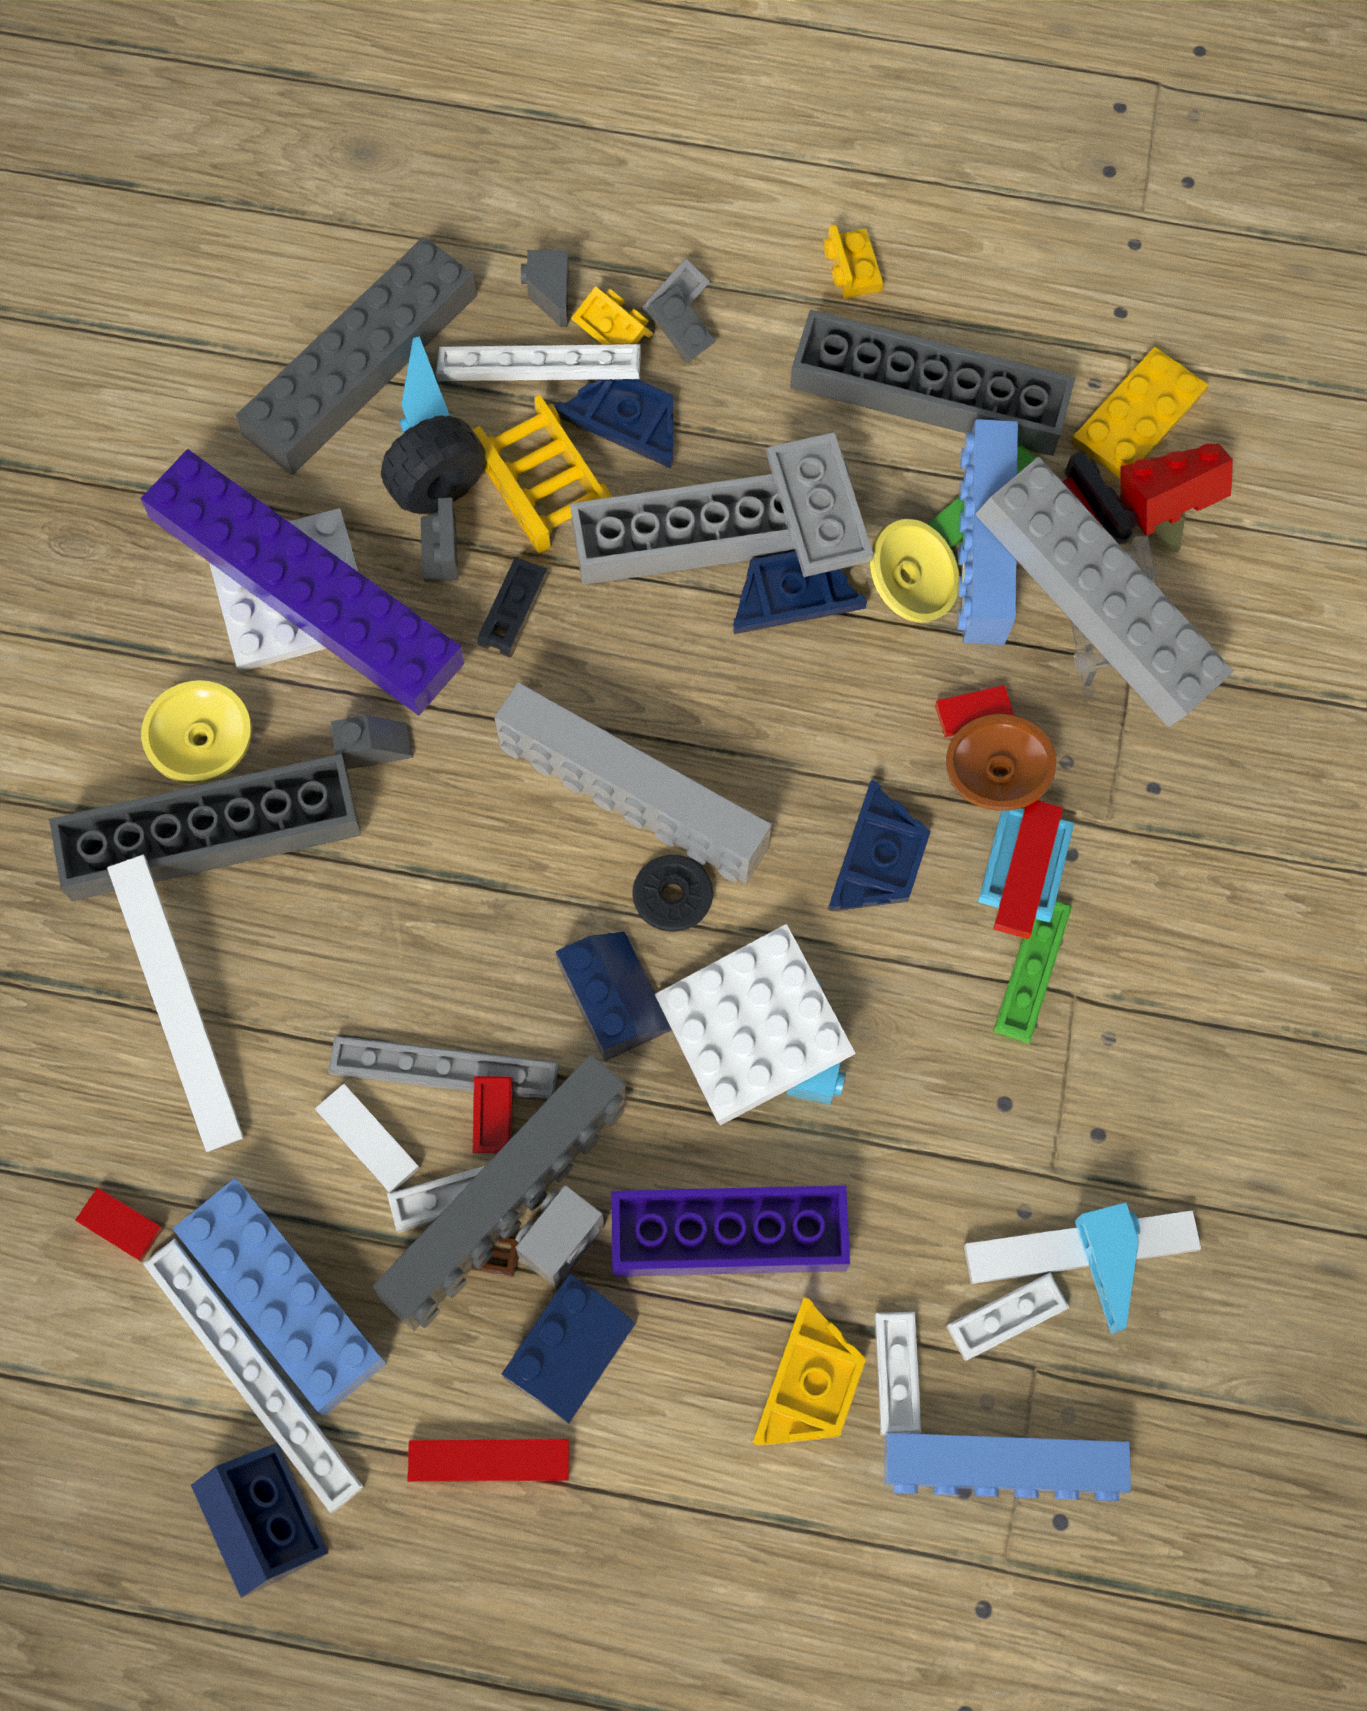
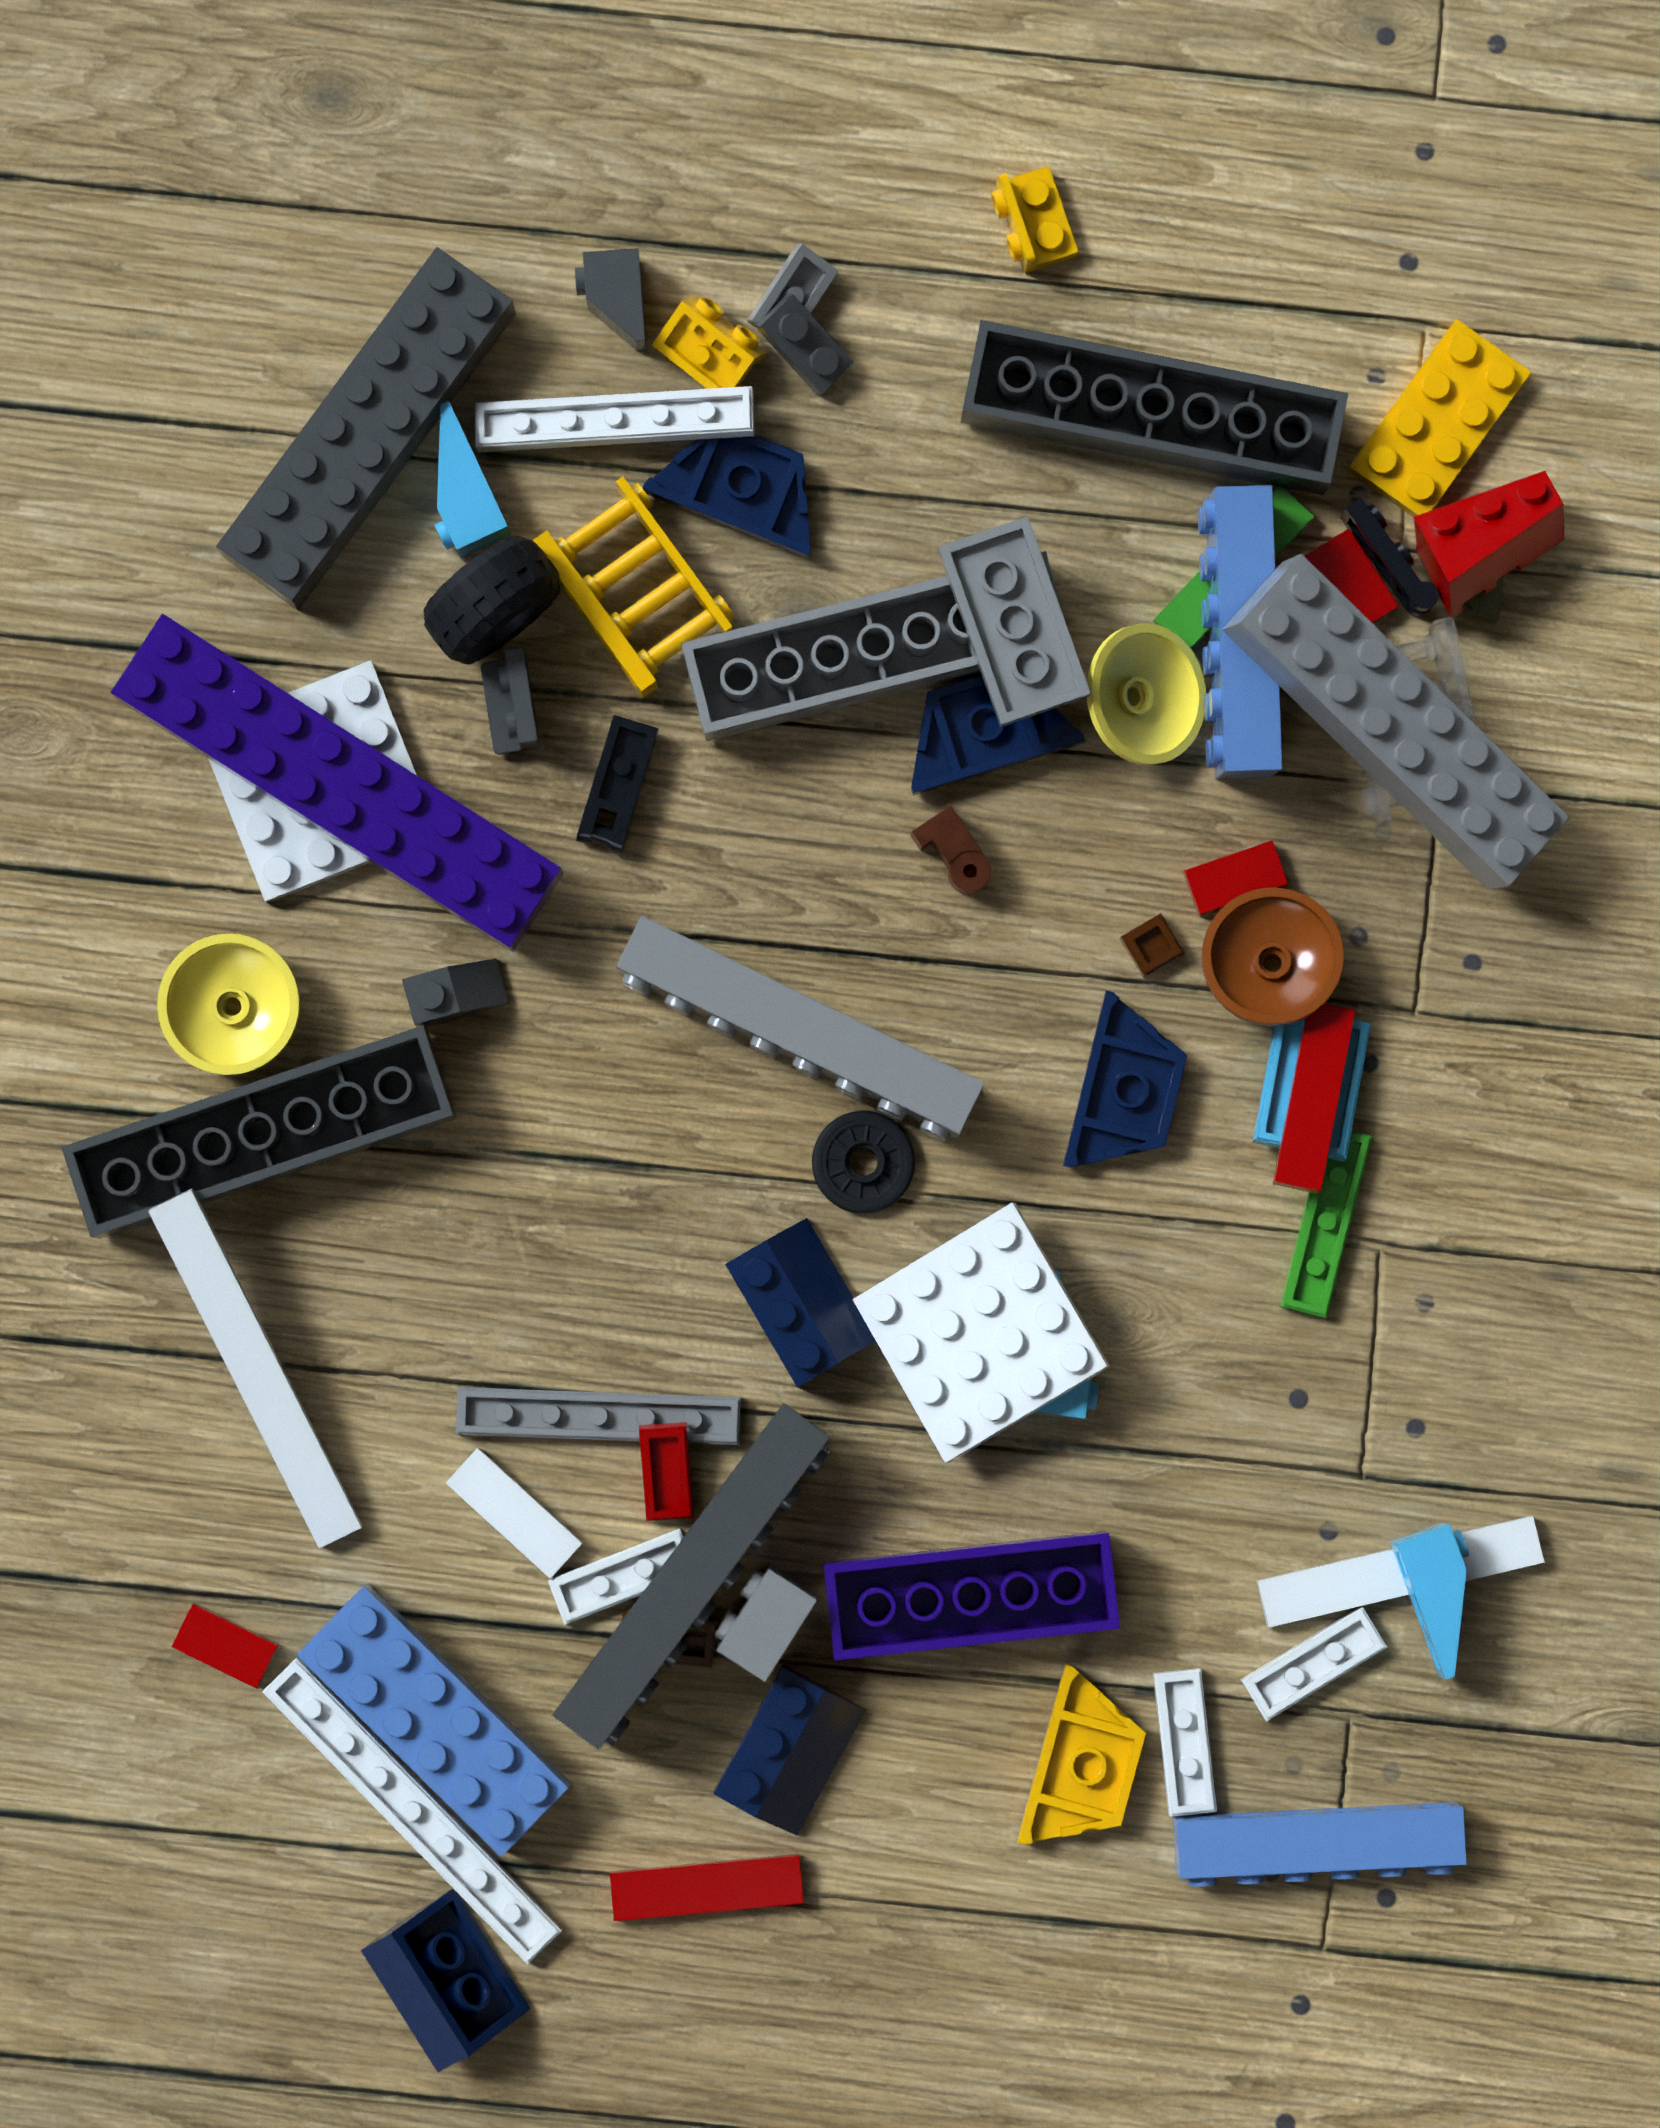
camera: 10 degrees left, 15 degrees up
(763, 671) = (957, 849): none -> copper leg
(908, 754) = (1152, 945): none -> reddish brown tile

